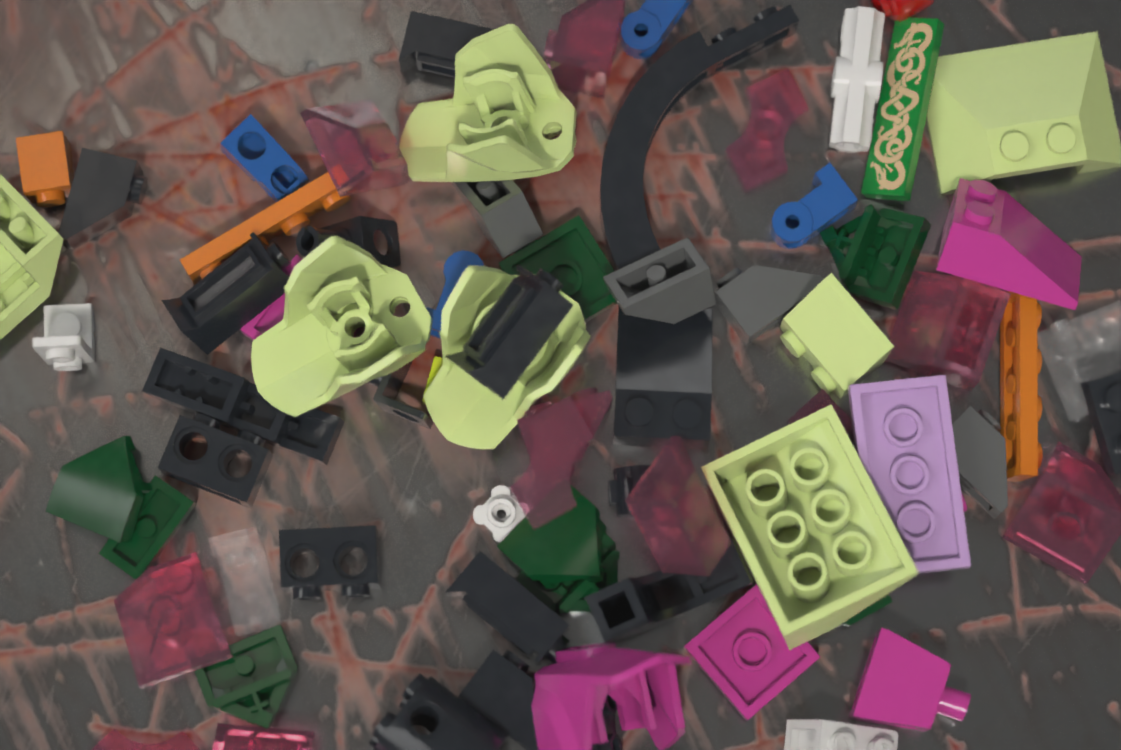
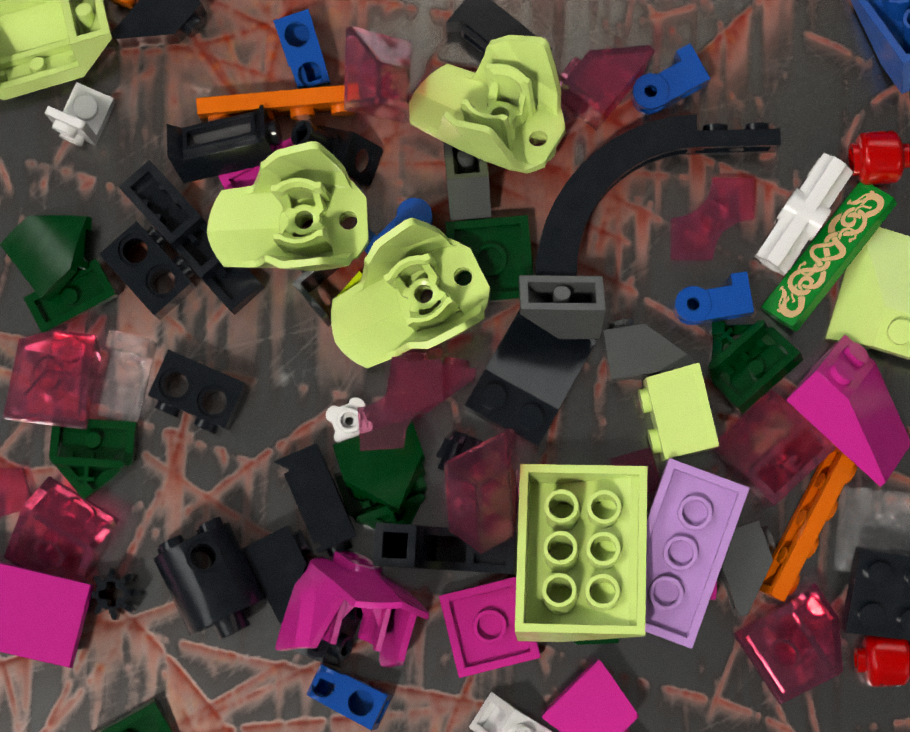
camera: 30 degrees right, 5 degrees up
(513, 331) = (421, 287): black window -> none

